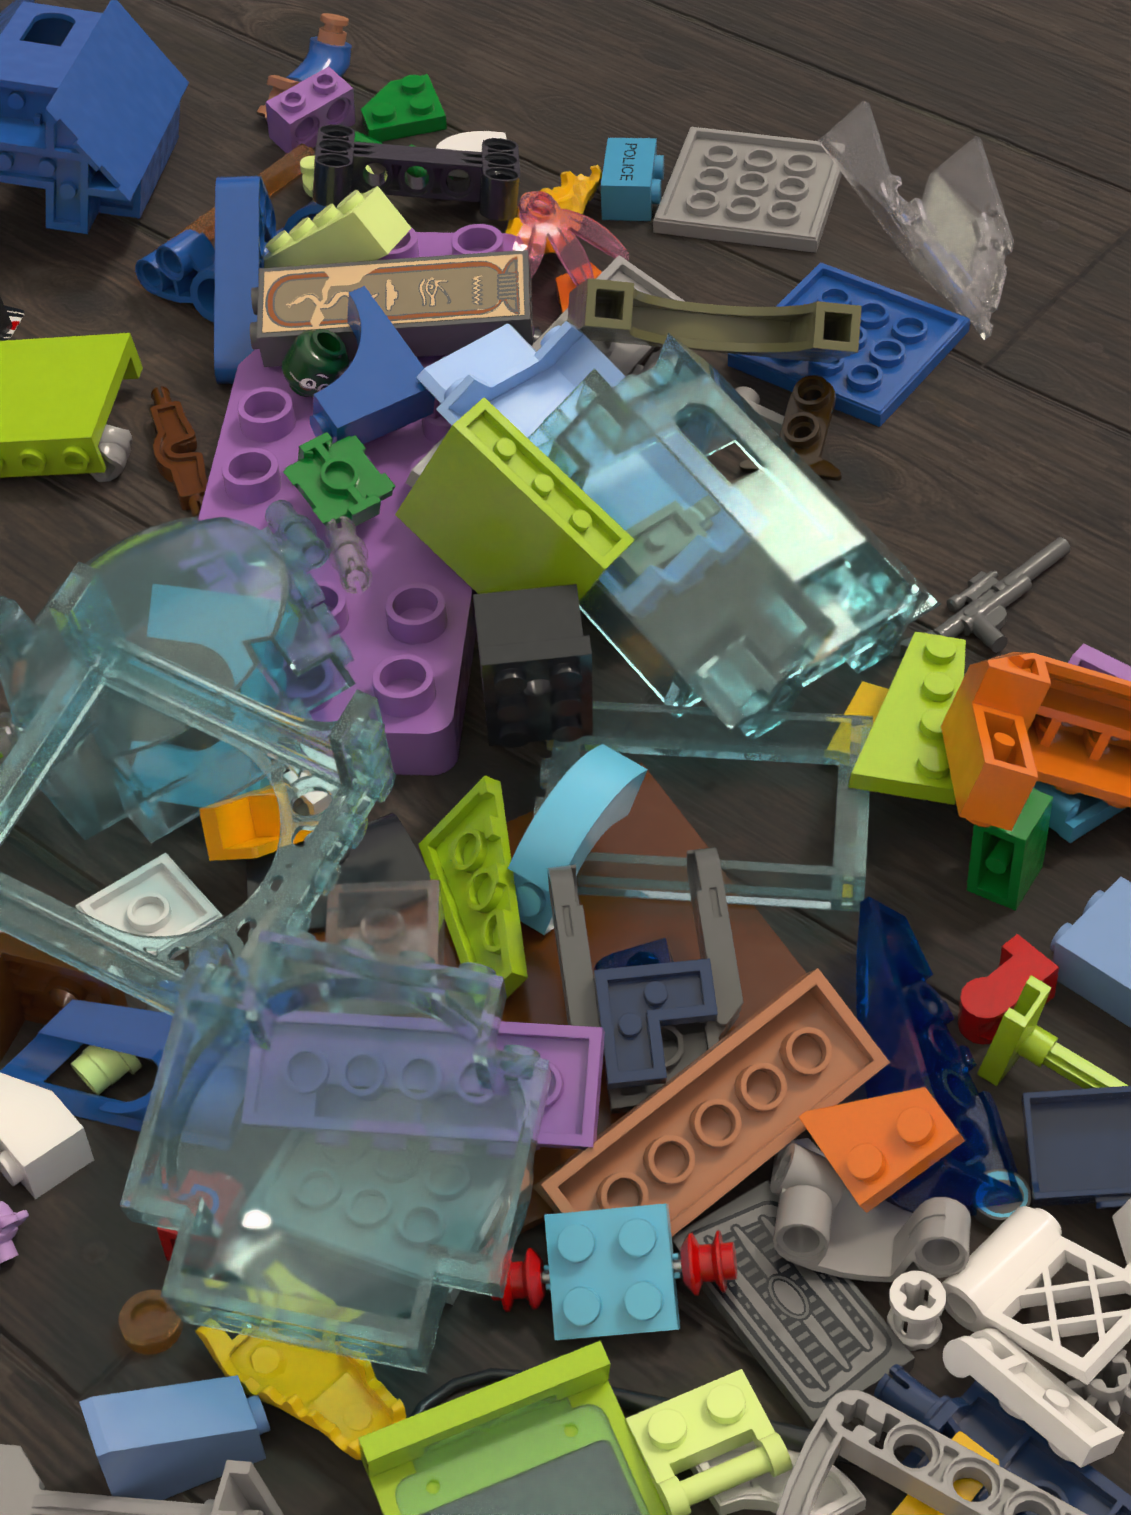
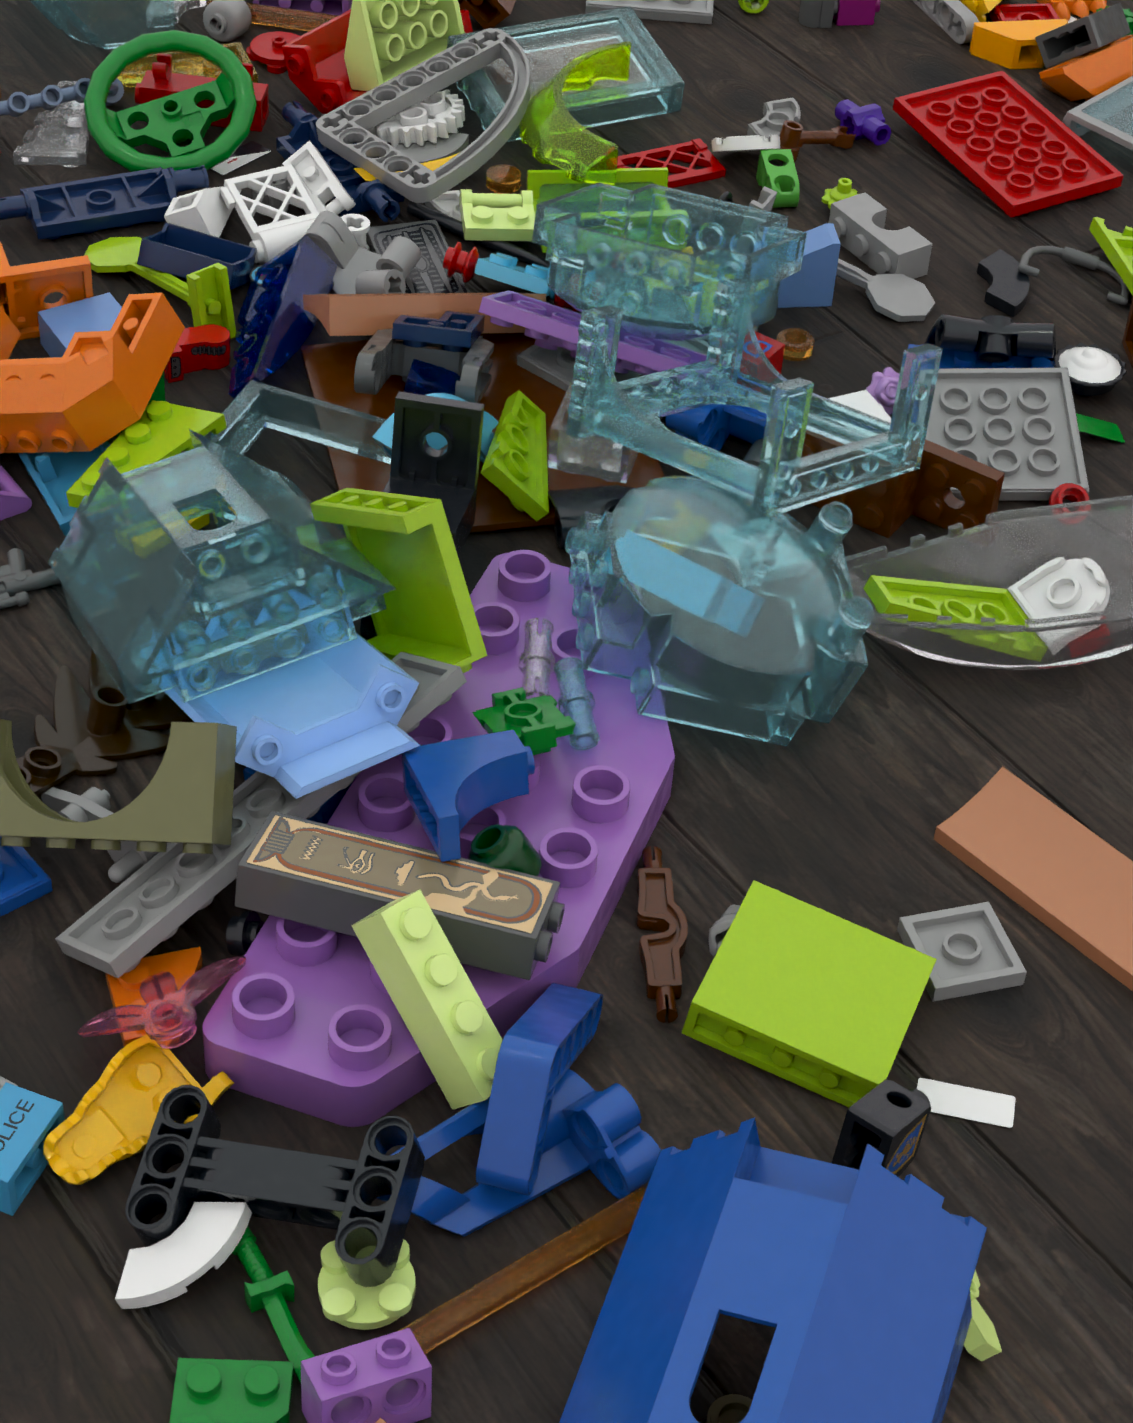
camera: 170 degrees left, 5 degrees down
(882, 1141) = (334, 252): orange wing -> none

